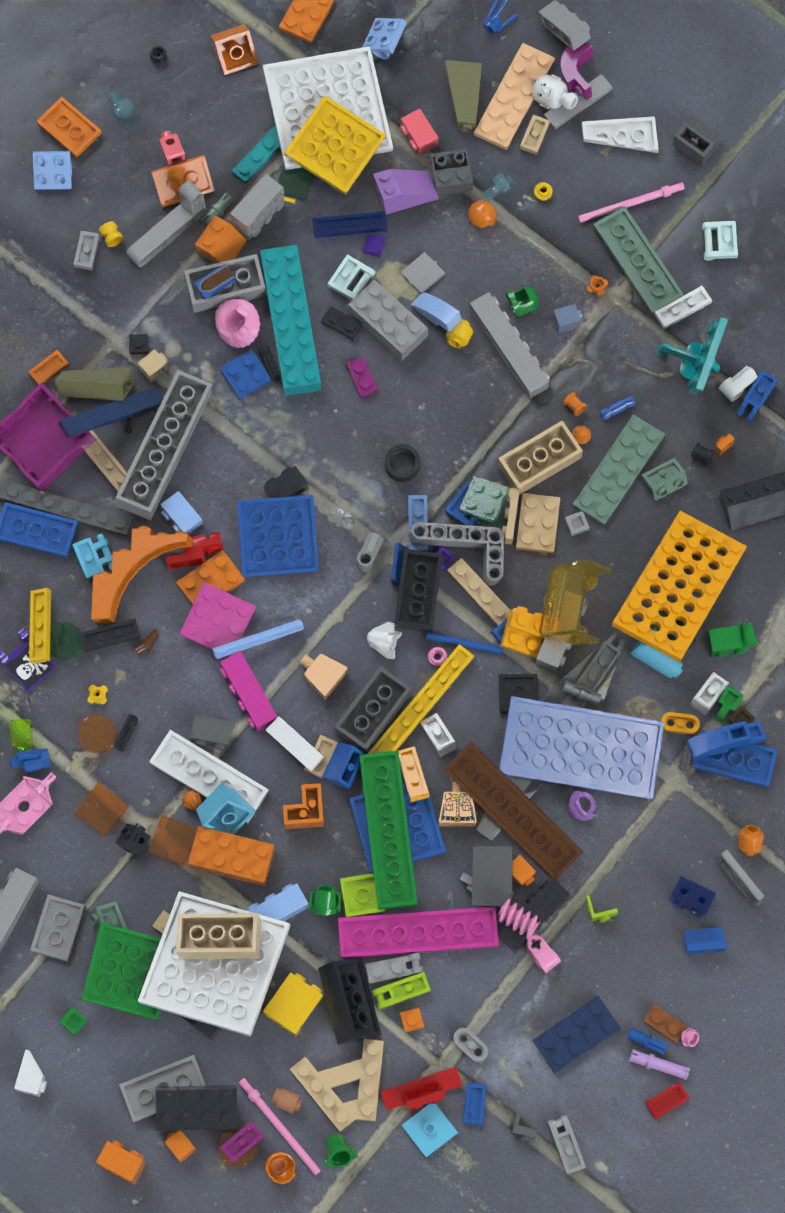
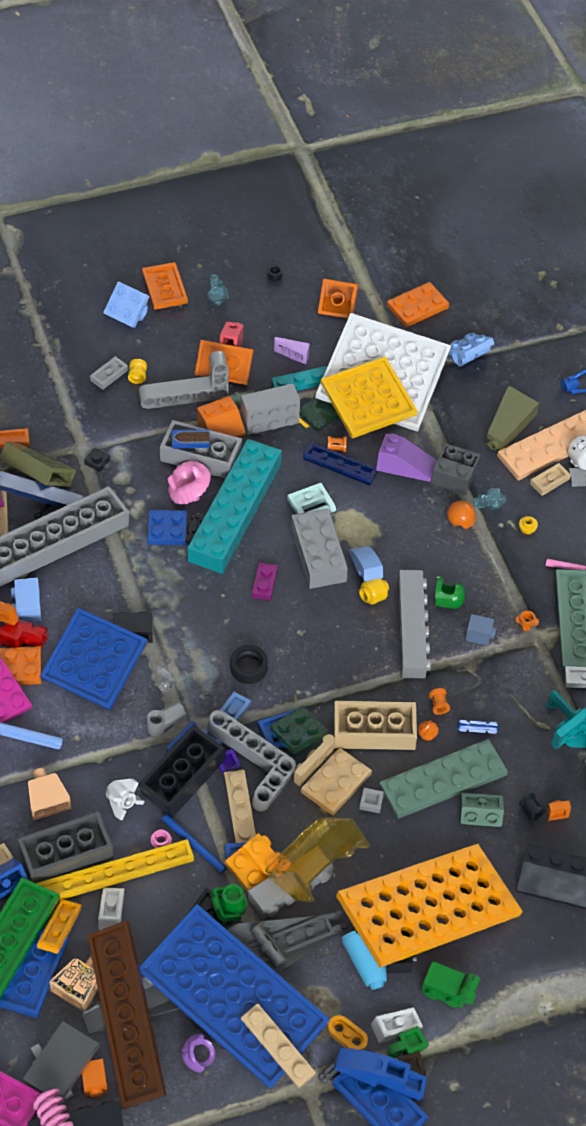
camera: 30 degrees right, 20 degrees down
(153, 365) = (95, 478): tan brick -> none
(232, 129) = (292, 349): none -> lavender slope
(334, 206) = (342, 441): none -> orange bush
(341, 323) = (278, 532): black plate -> none
(375, 245) = (351, 491): dark purple slope -> none
(419, 132) = (450, 426): coral brick -> none
(422, 273) = (377, 532): light grey piece -> none
(528, 676) = (231, 904): none -> green piece
(639, 765) = (278, 1046): none -> tan plate

